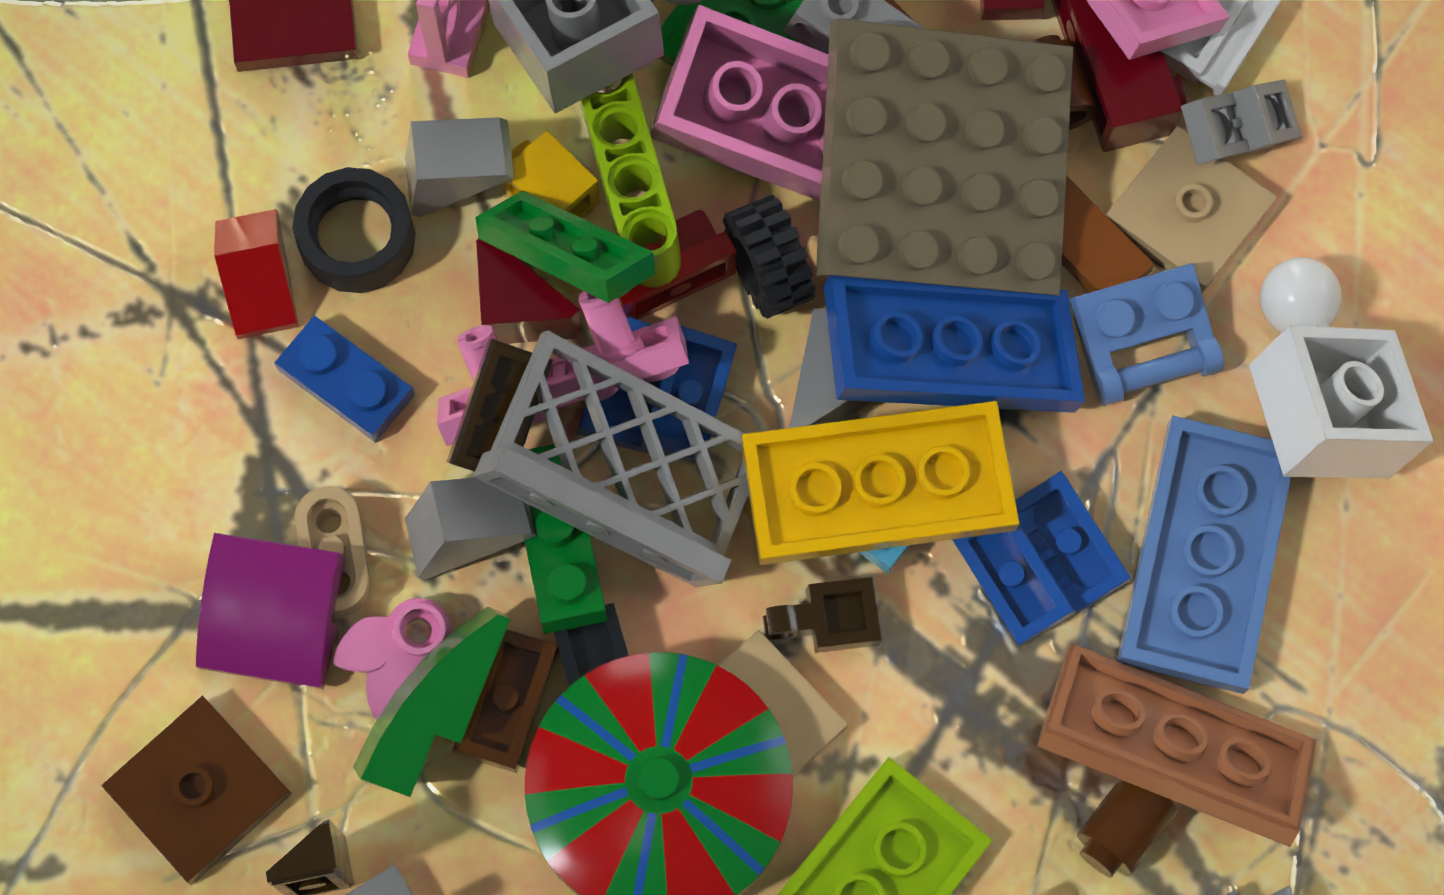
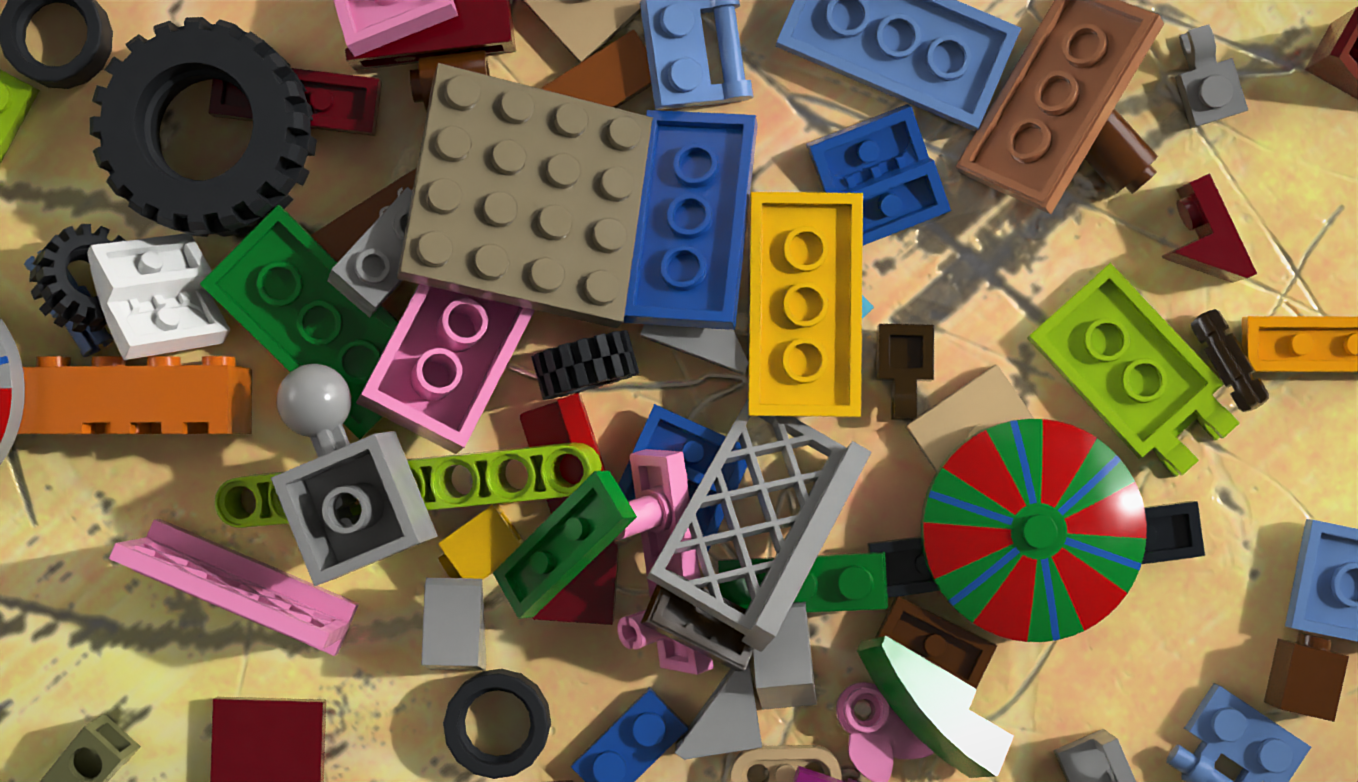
camera: 80 degrees left, 15 degrees up
(387, 471) = (725, 721): none -> light grey slope

